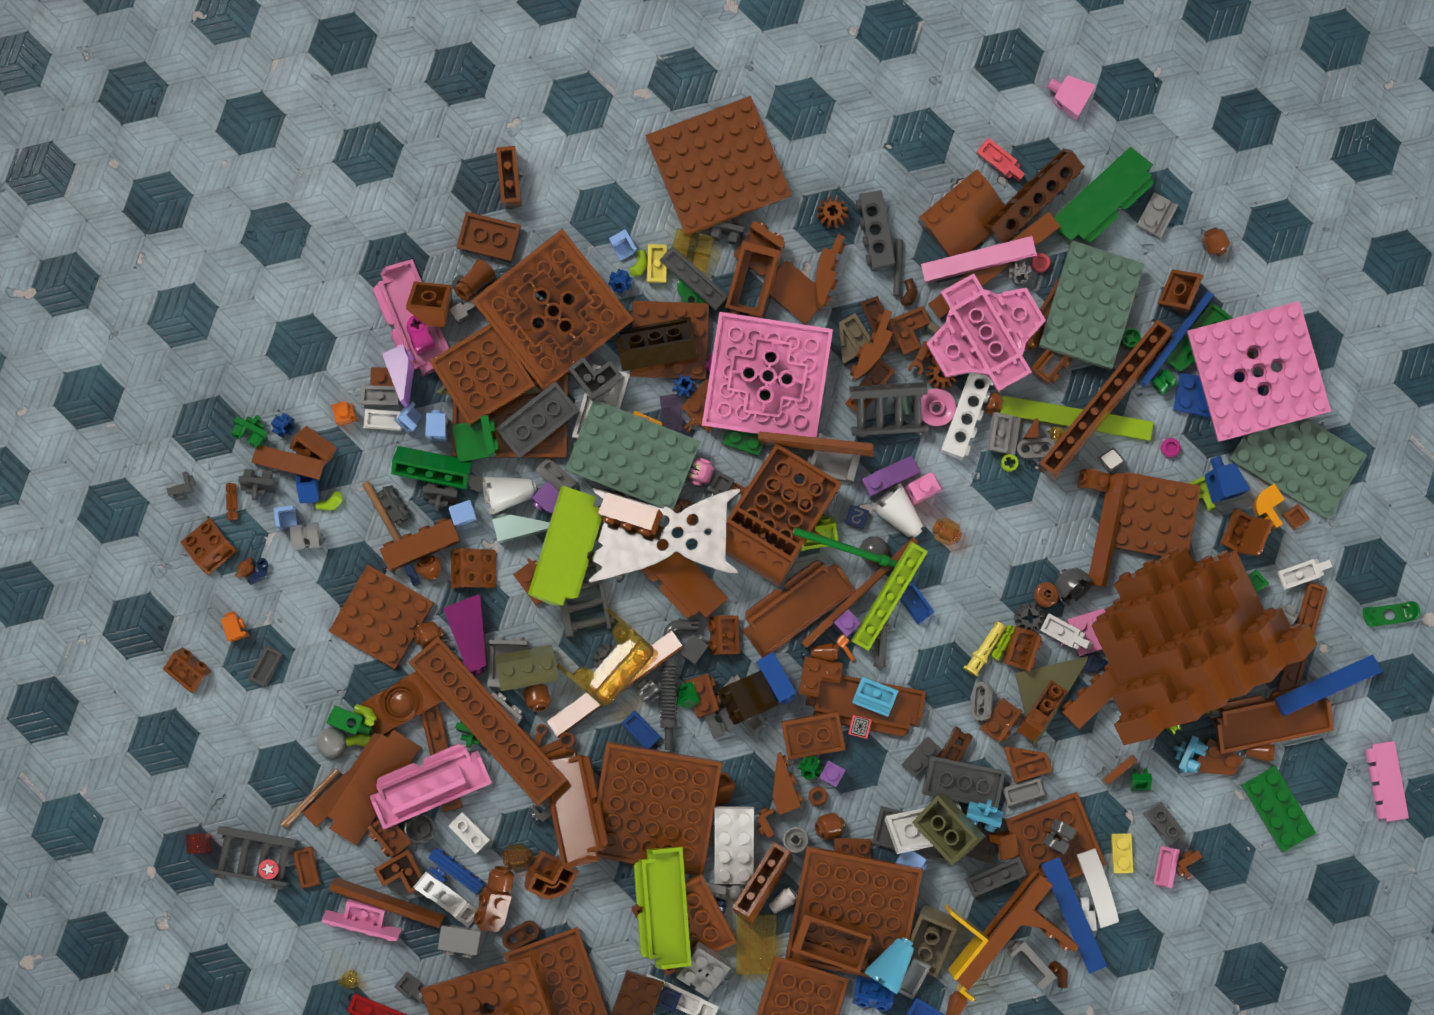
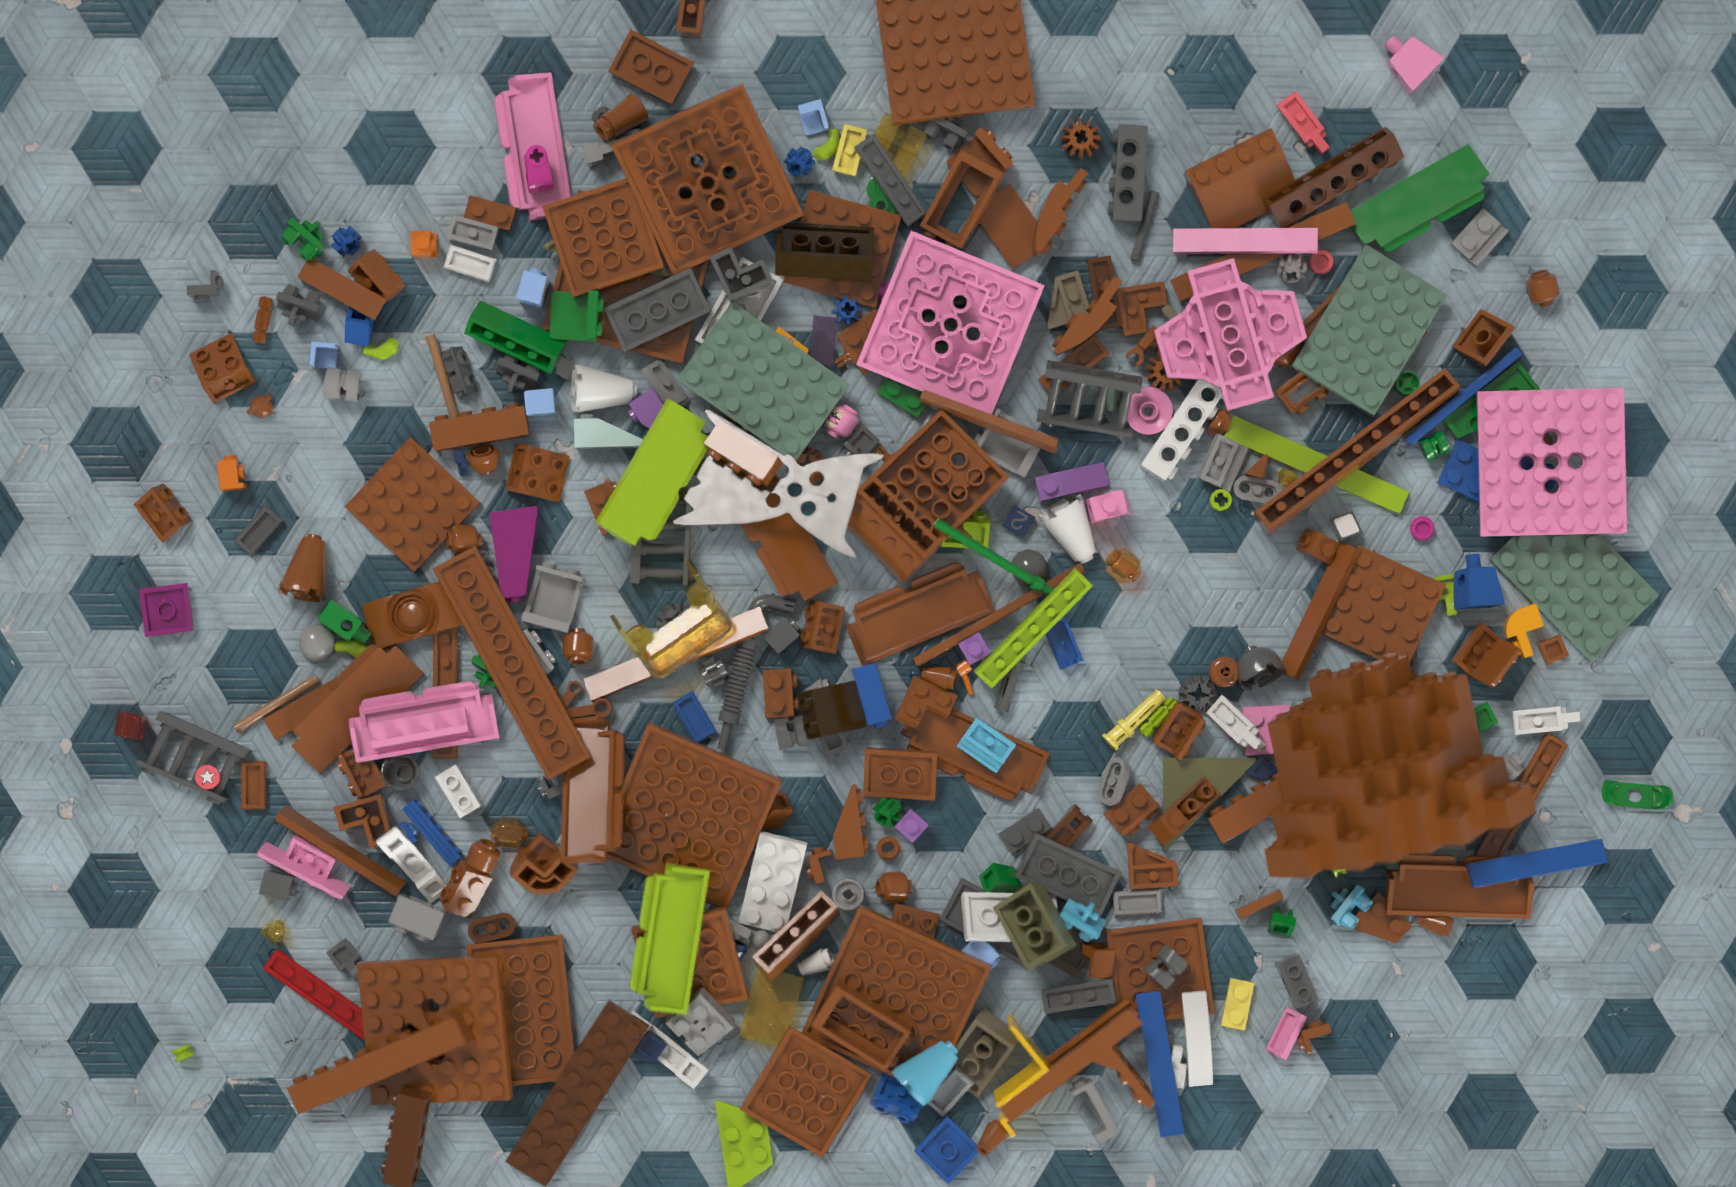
camera: 10 degrees right, 5 degrees up
(206, 745) = (166, 609): none -> magenta plate
(259, 572) = (277, 413): dark blue arm -> none
(310, 688) = (307, 571): none -> dark orange cone
(344, 942) = (278, 885): none -> dark grey brick
(366, 712) = (369, 618): lime arm -> none
(401, 371) = (505, 210): slope -> none
(408, 418) = (501, 268): light blue panel -> none
(430, 303) = (560, 134): dark orange slope -> none
(526, 667) = (573, 609): olive slope -> none
(687, 696) = (760, 689): green slope -> none
(859, 726) = (959, 776): tile -> none
(911, 293) = (1152, 263): reddish brown arm -> none
(911, 799) = (999, 879): none -> green panel
(1061, 972) = (1128, 1128): reddish brown arm -> none
(1278, 809) = (1439, 996): green plate -> none
(1389, 779) = (1582, 995): bright pink windscreen -> none

